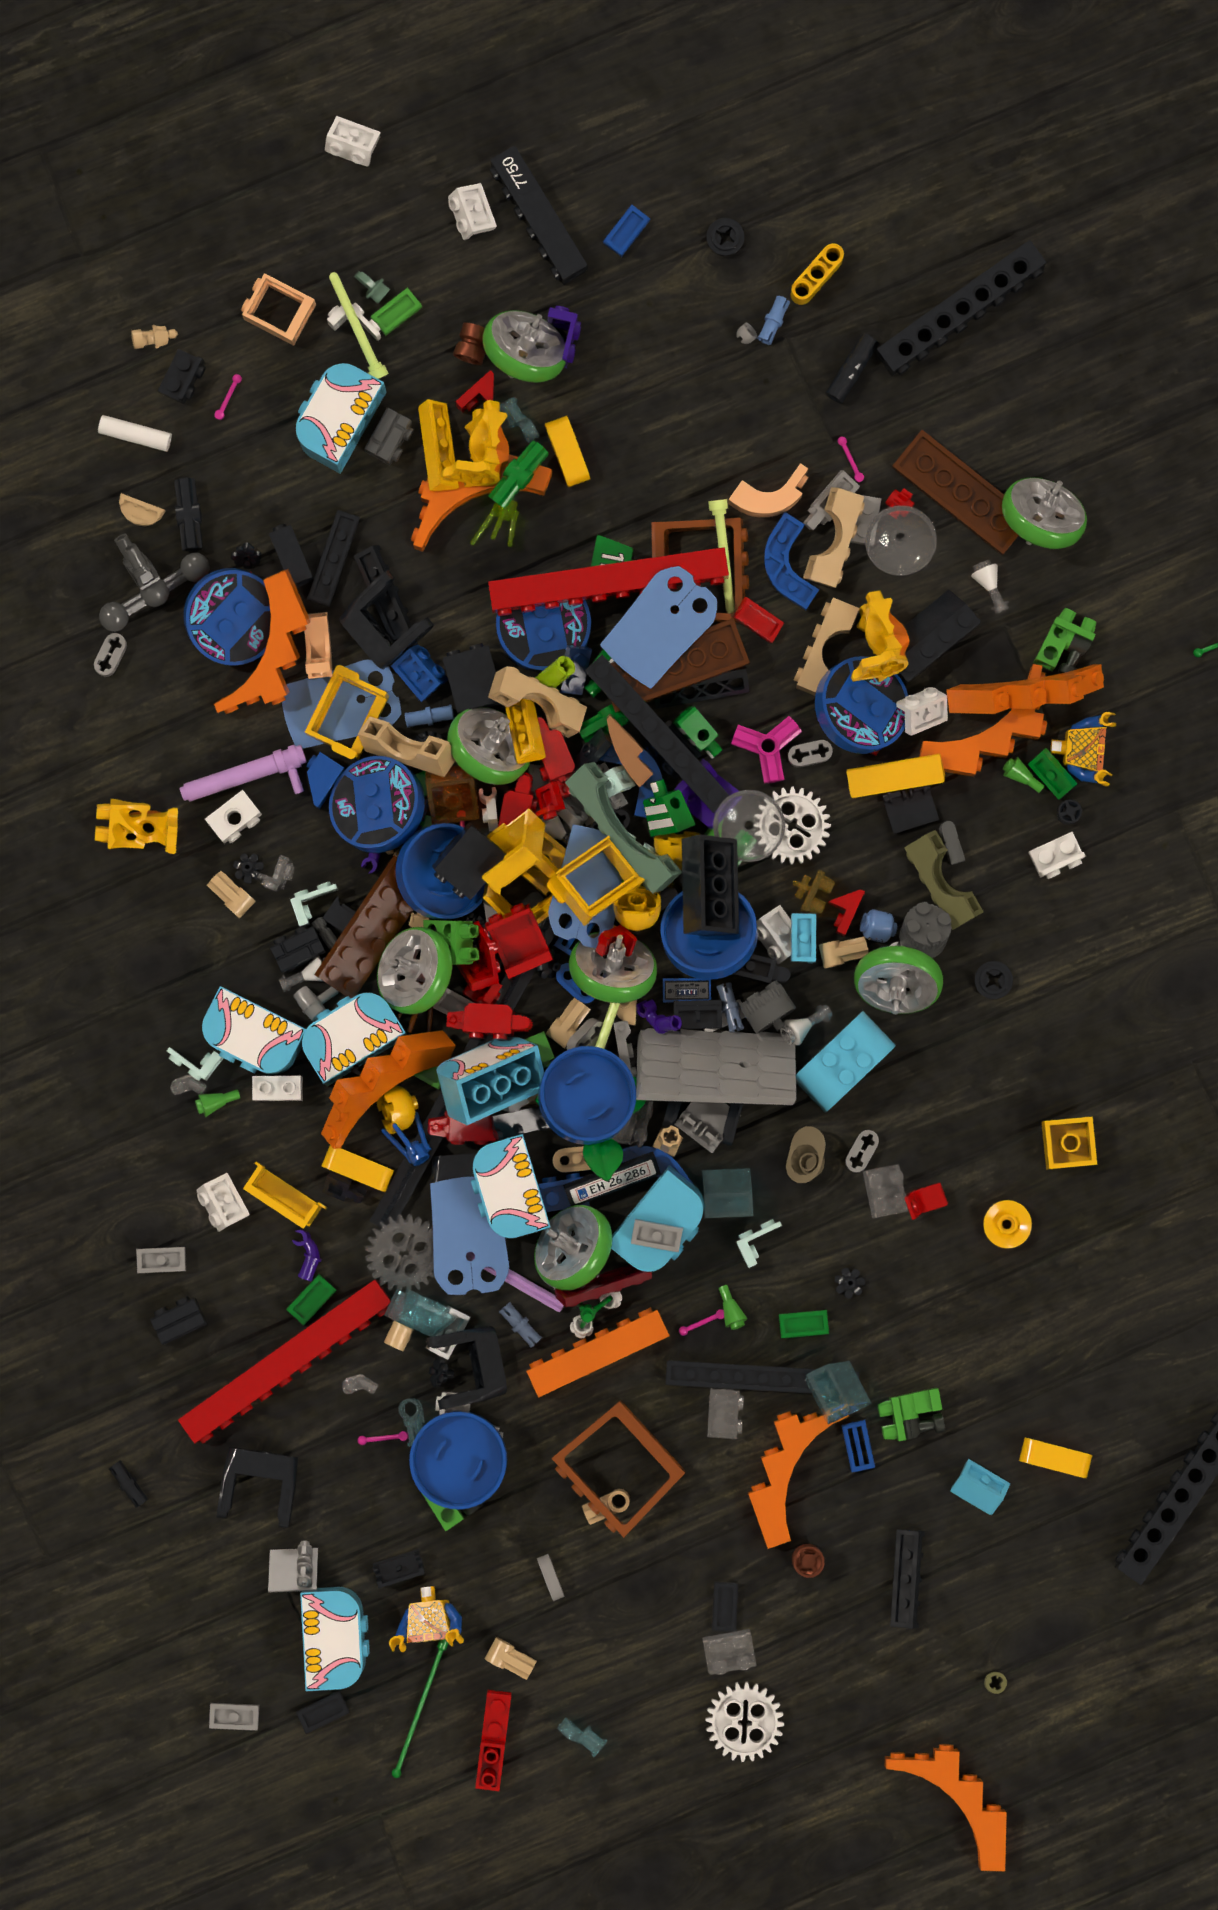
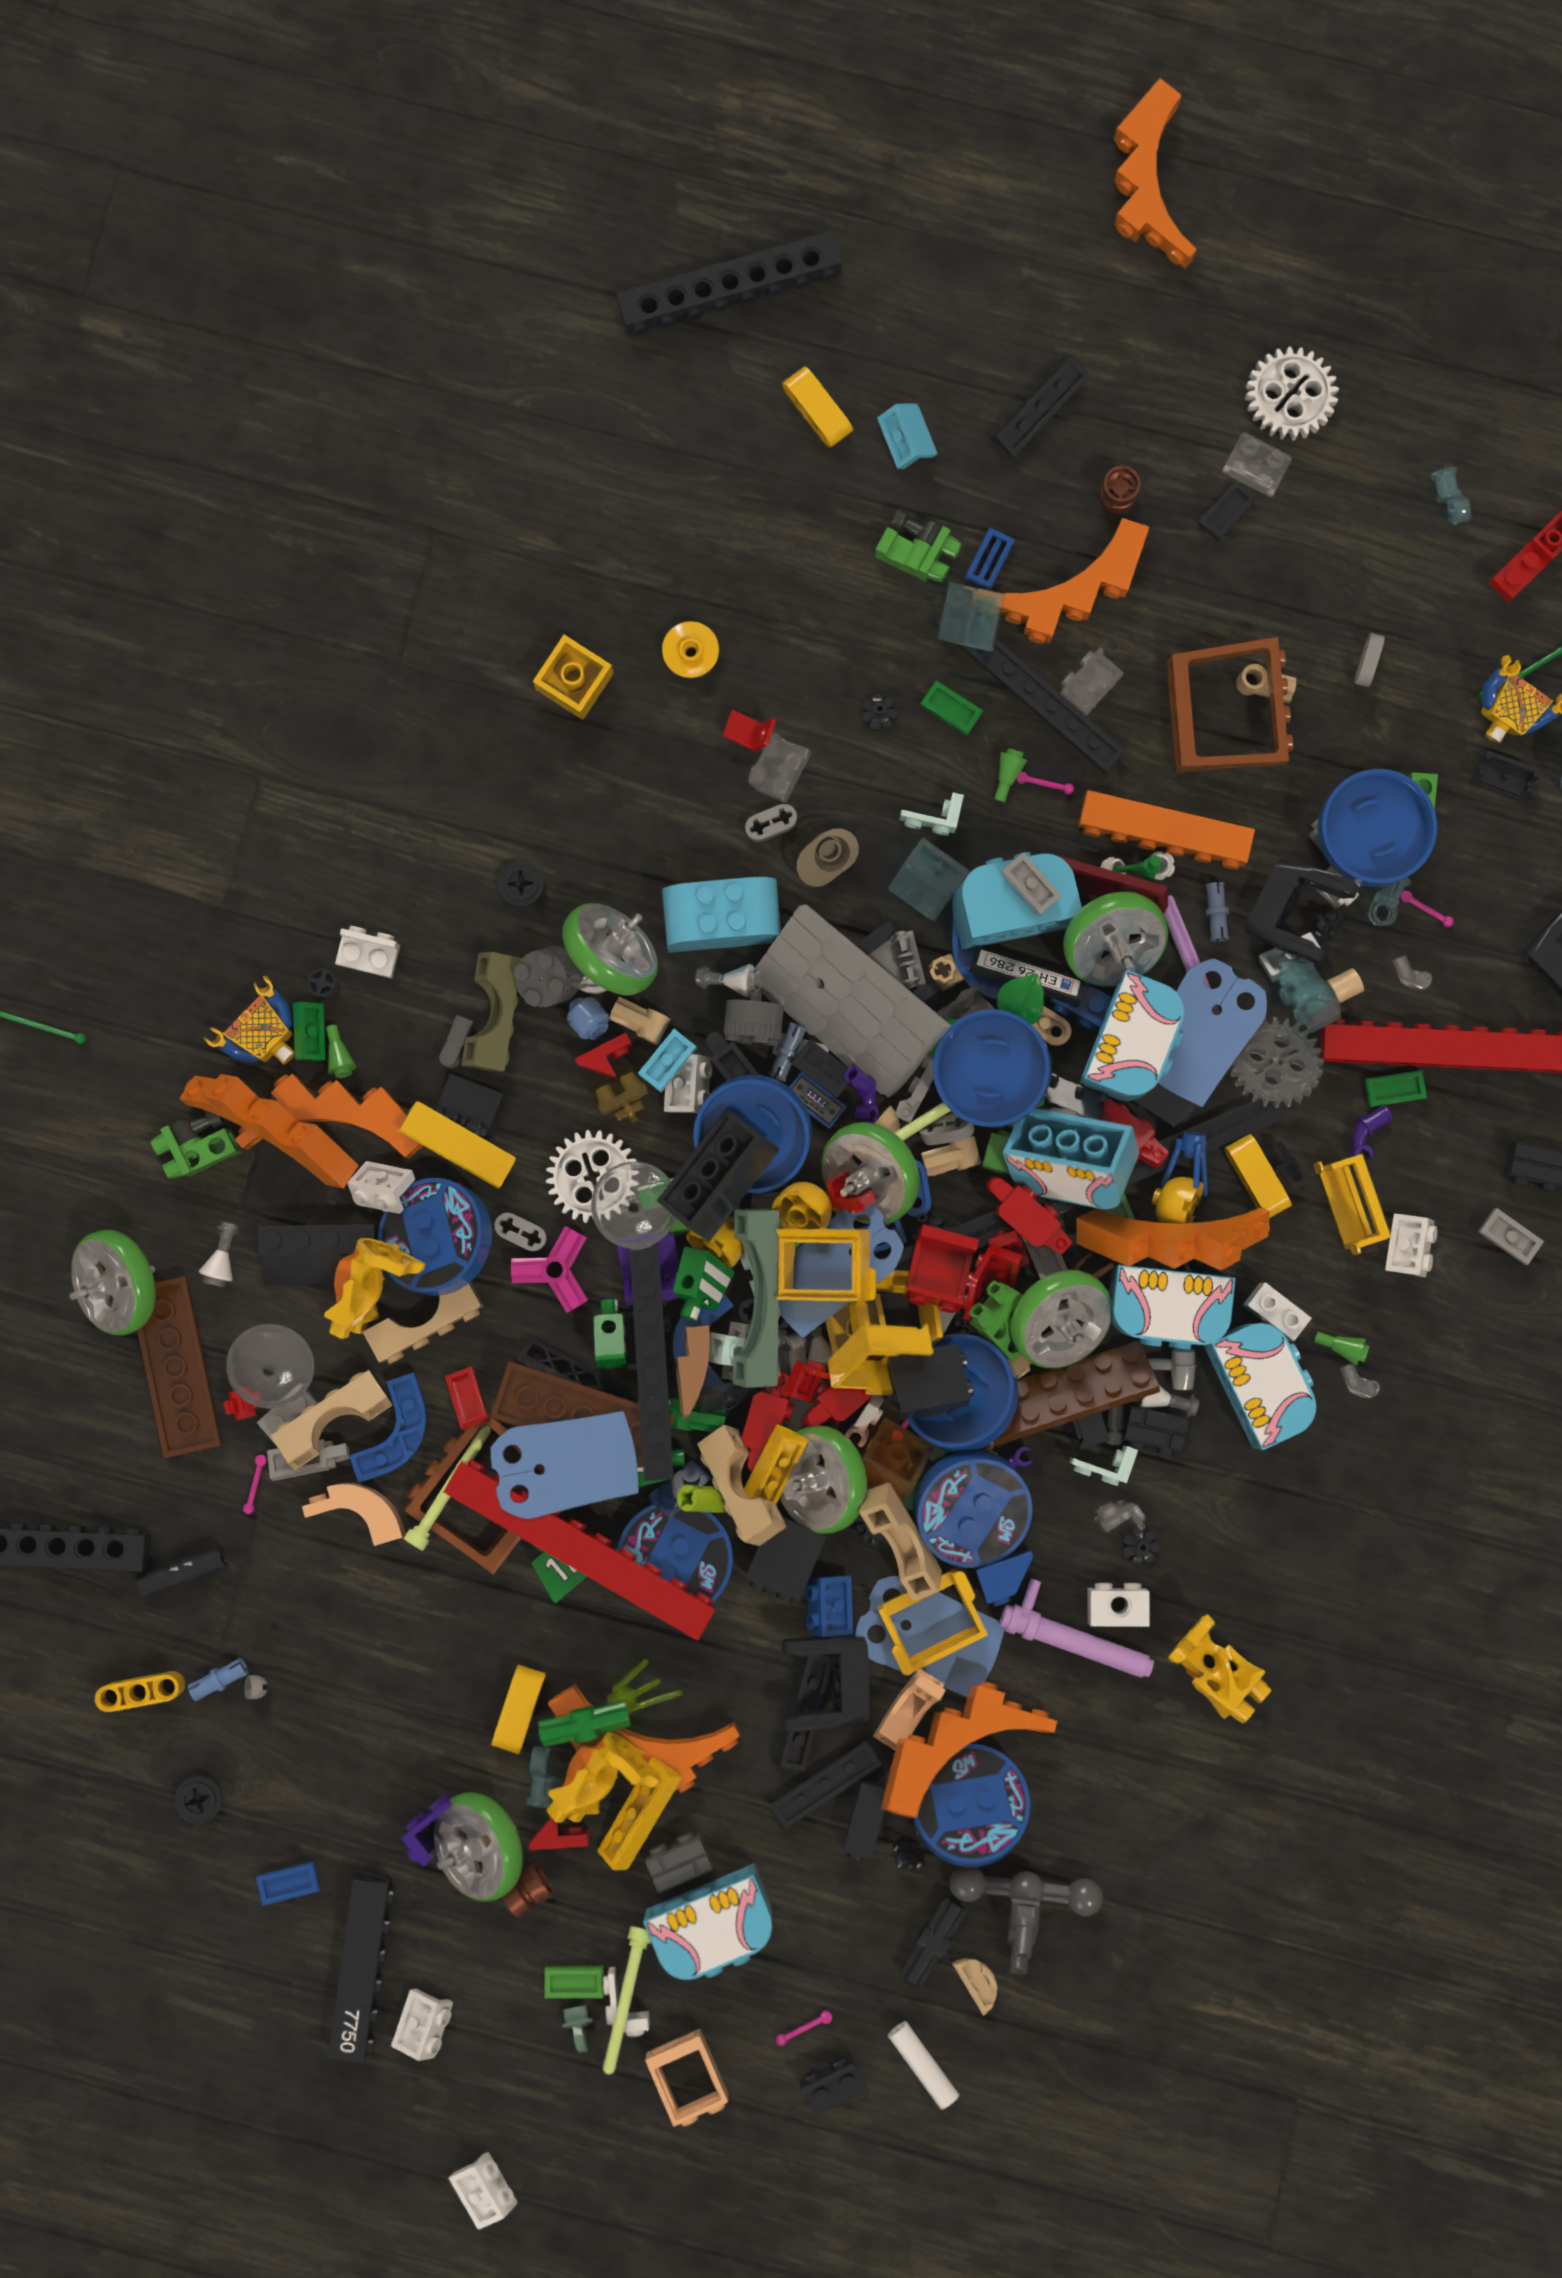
camera: 140 degrees left, 0 degrees up
(105, 652) = (1111, 1855): light grey beam -> none
(157, 336) = (826, 2146): tan piece -> none
(209, 1064) = (1323, 1387): light aqua bracket -> none
(234, 897) = (1177, 1527): tan piece -> none
(429, 716) = (854, 1555): medium blue pin -> none
(506, 1656) = (1466, 621): tan piece -> none
(988, 1680) = (1039, 259): olive bush -> none

